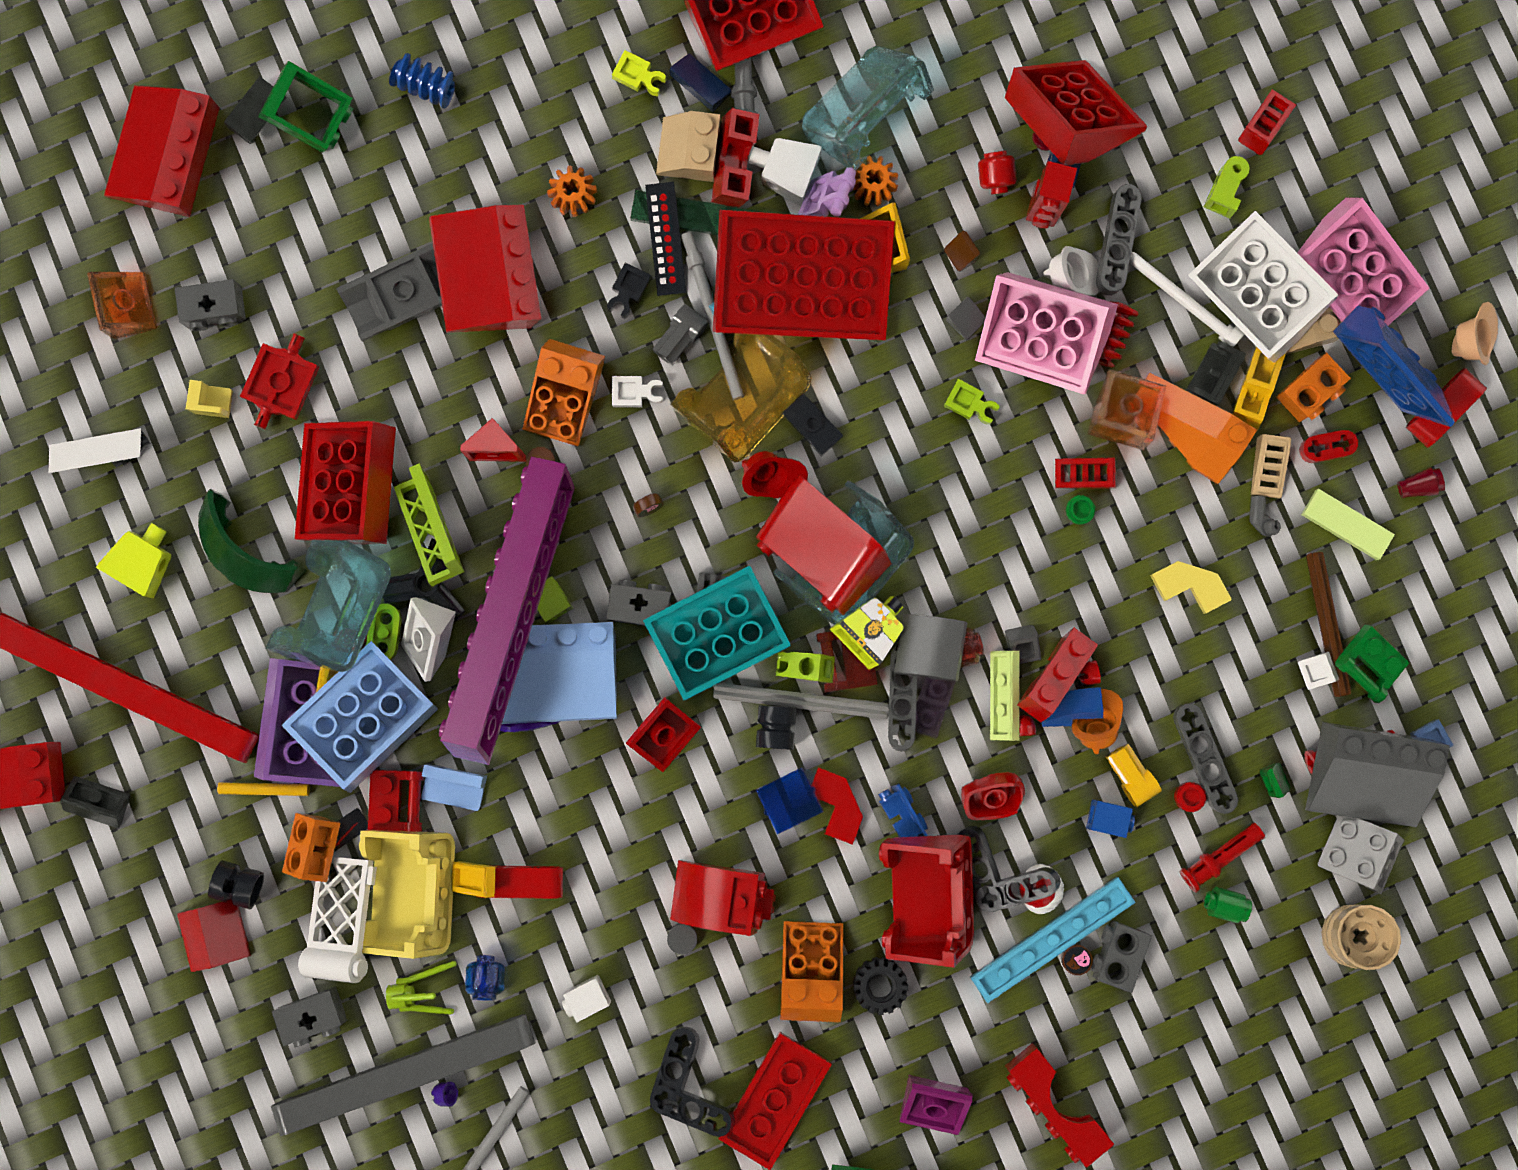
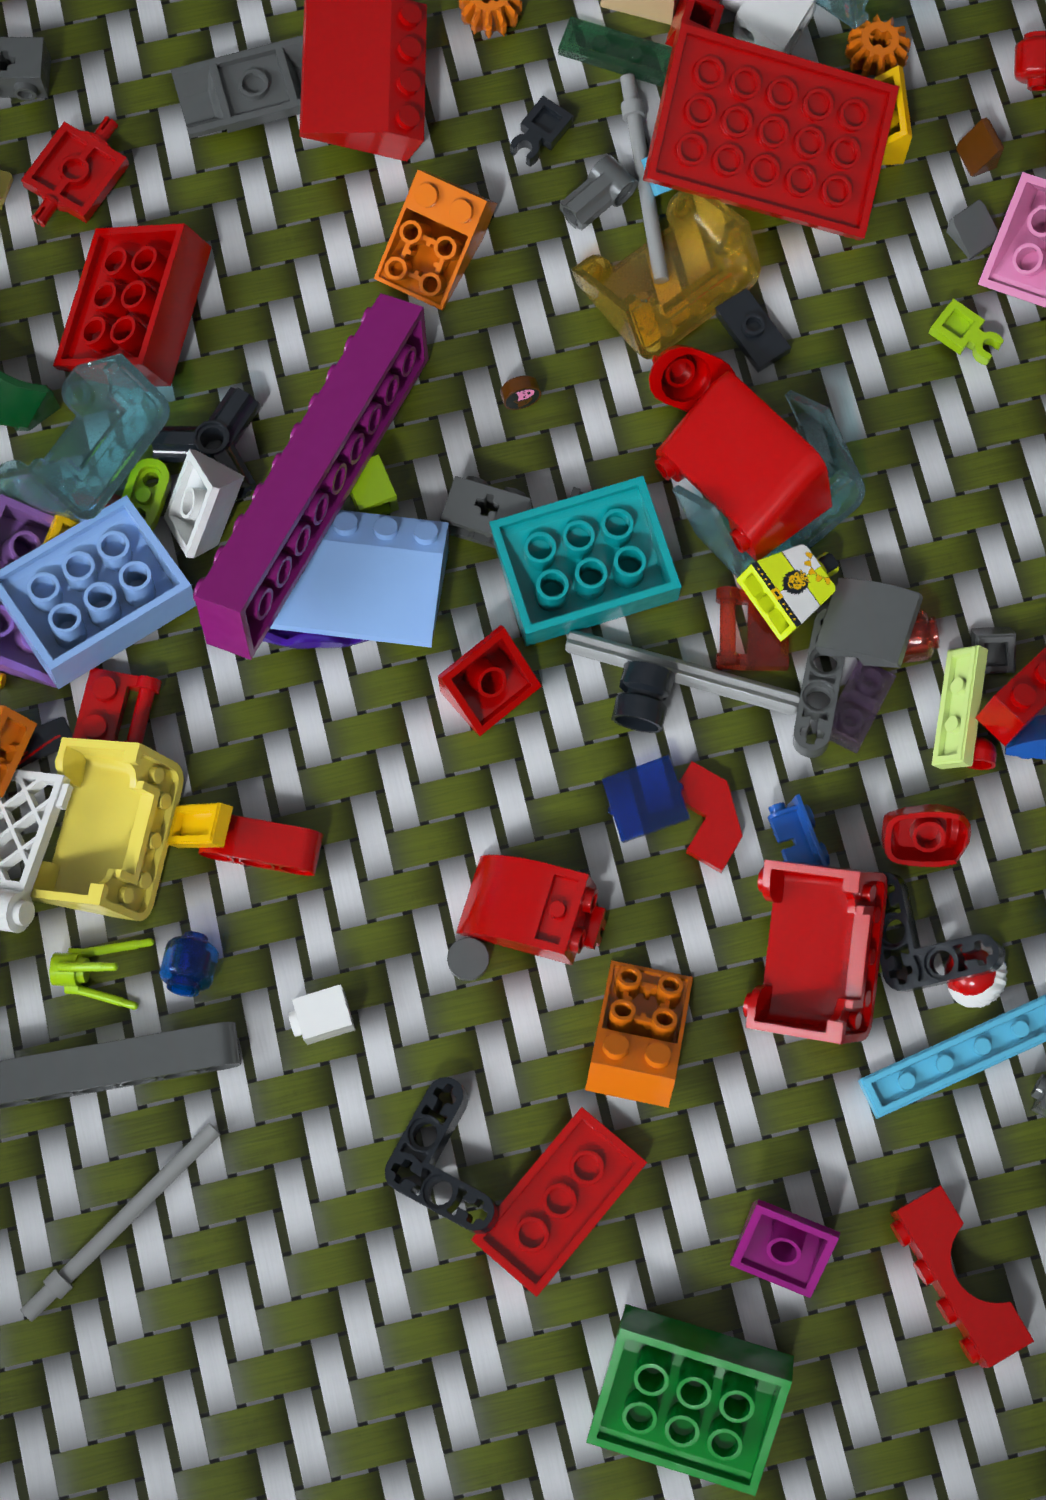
camera: 15 degrees right, 10 degrees down
(434, 526) = (240, 362): lime fence -> none
(442, 1099) = (111, 1117): dark purple hinge -> none
(453, 787) = (196, 706): light blue panel -> none
(492, 444) = (330, 286): slope -> none
(629, 391) = (522, 251): white plate -> none
(665, 238) = (599, 78): black sticker -> none
(805, 666) = (696, 624): lime leg -> none
(828, 193) = (825, 44): lavender plate -> none
(880, 1004) = (750, 1049): black tyre -> none
(1076, 960) = (1012, 1080): tile -> none

